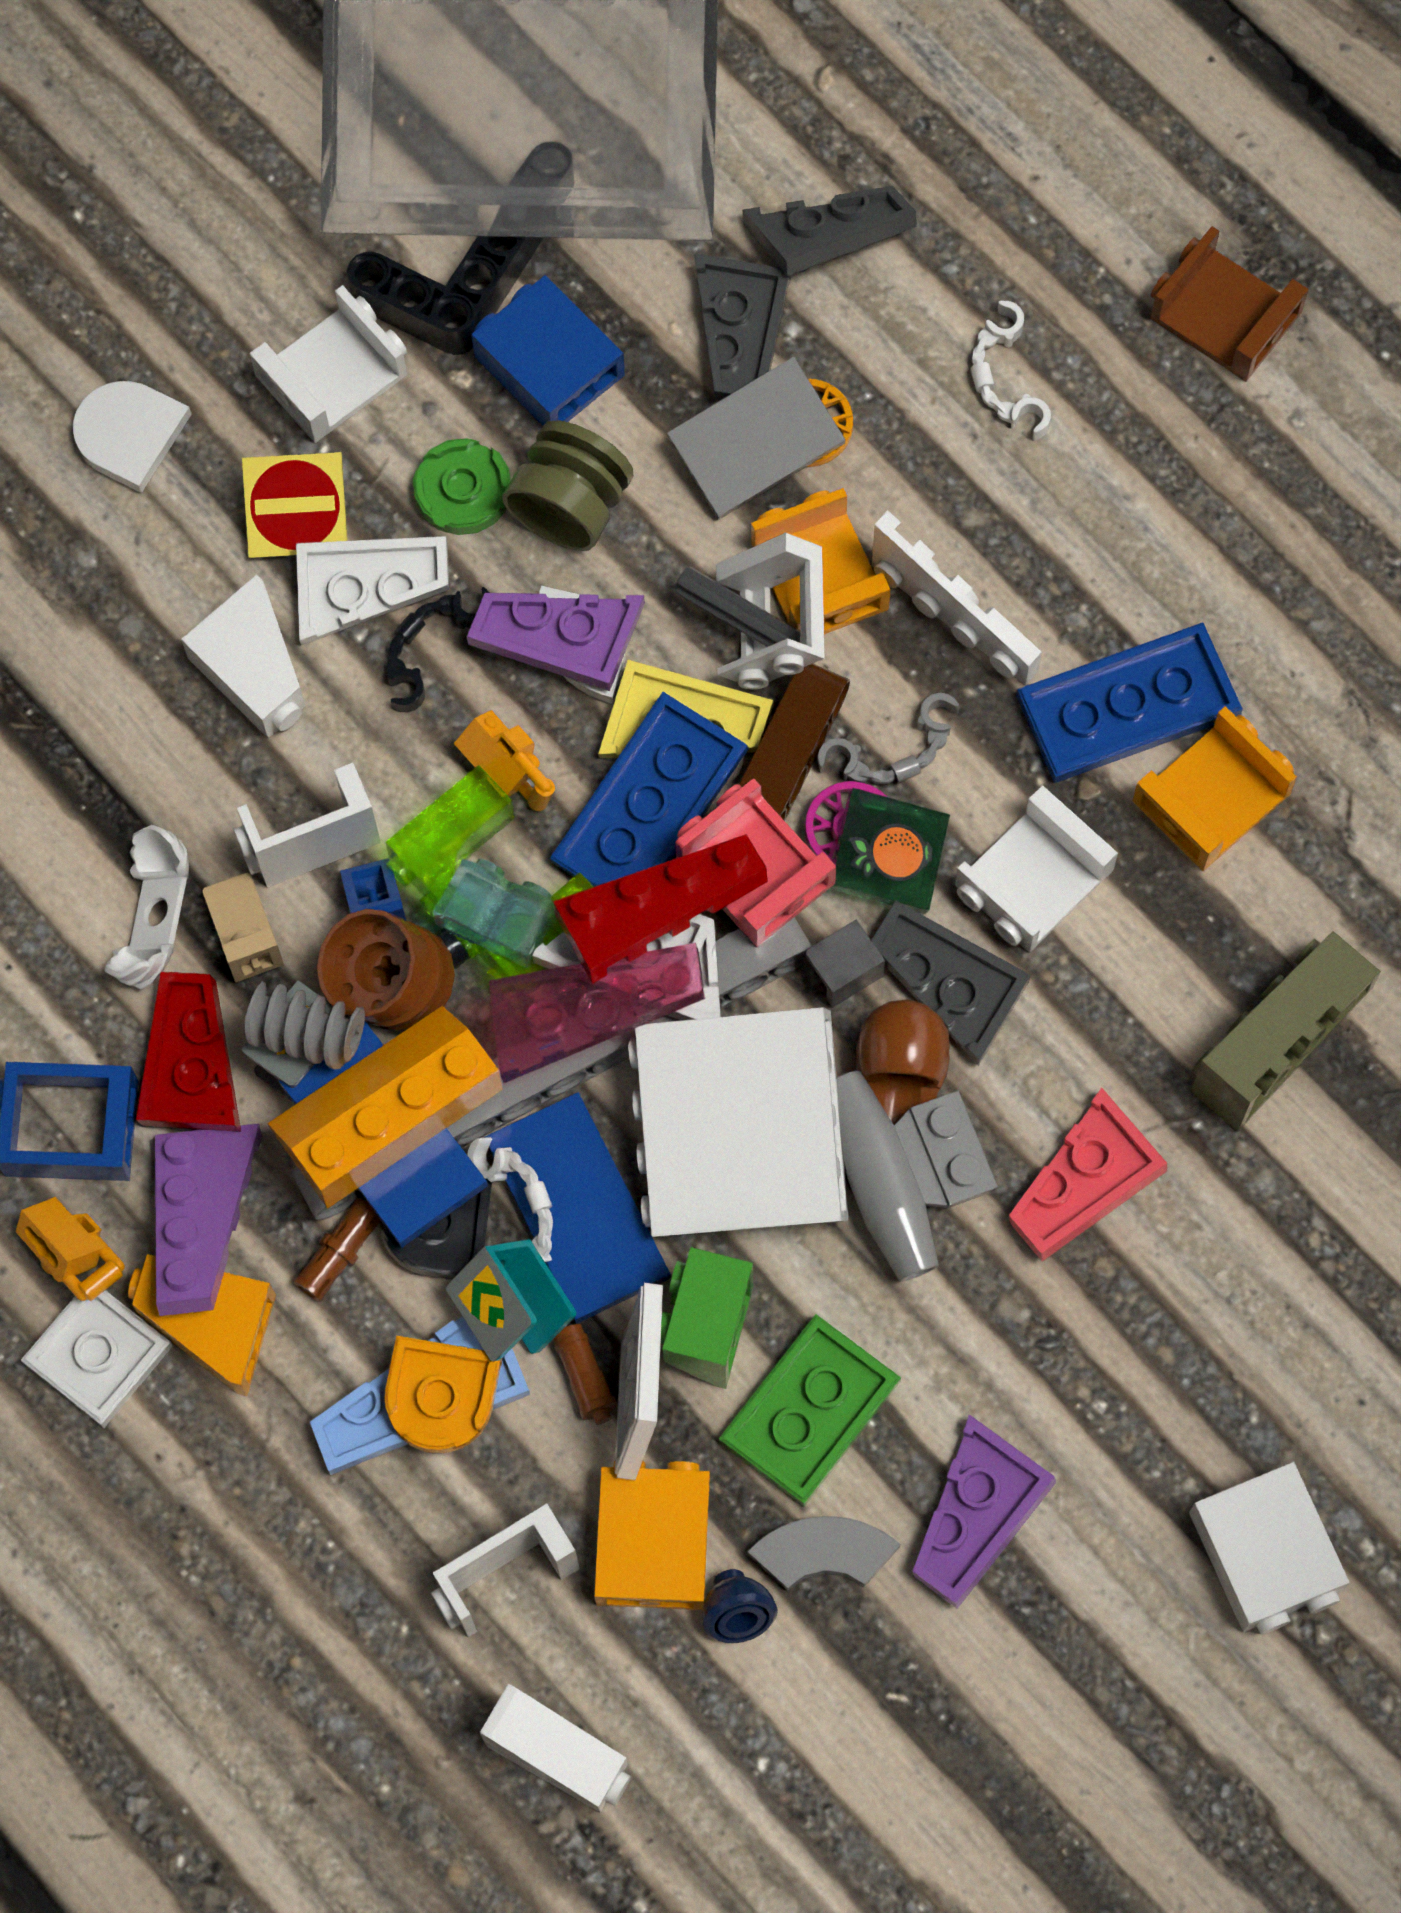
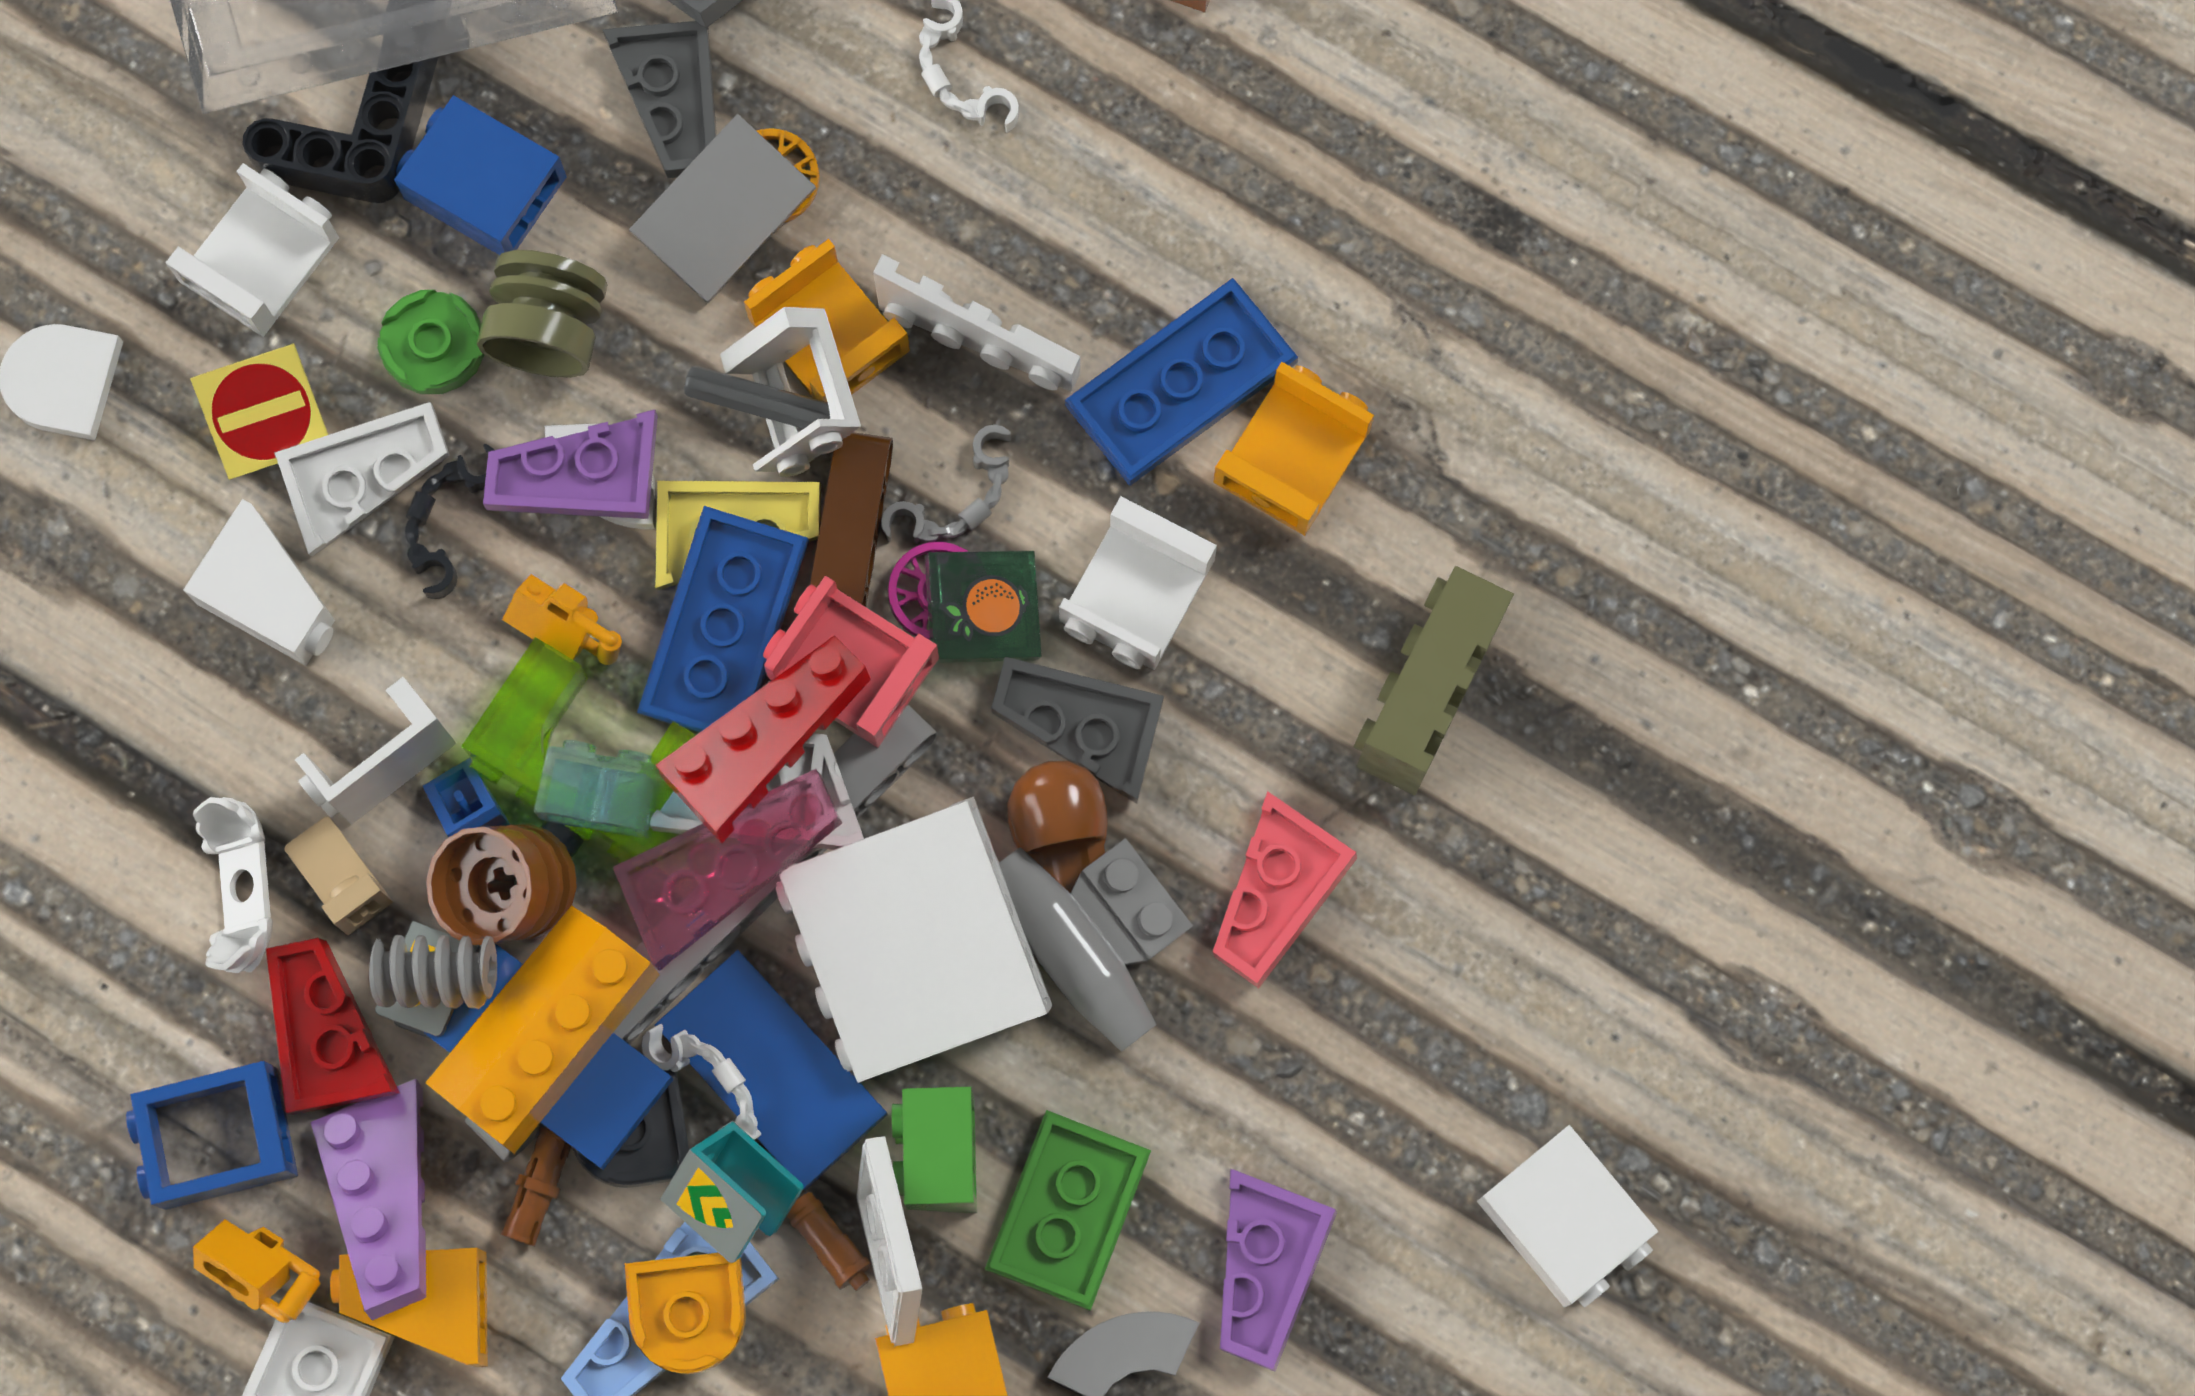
camera: 20 degrees left, 5 degrees up
(846, 962) = (972, 736): flat silver panel -> none

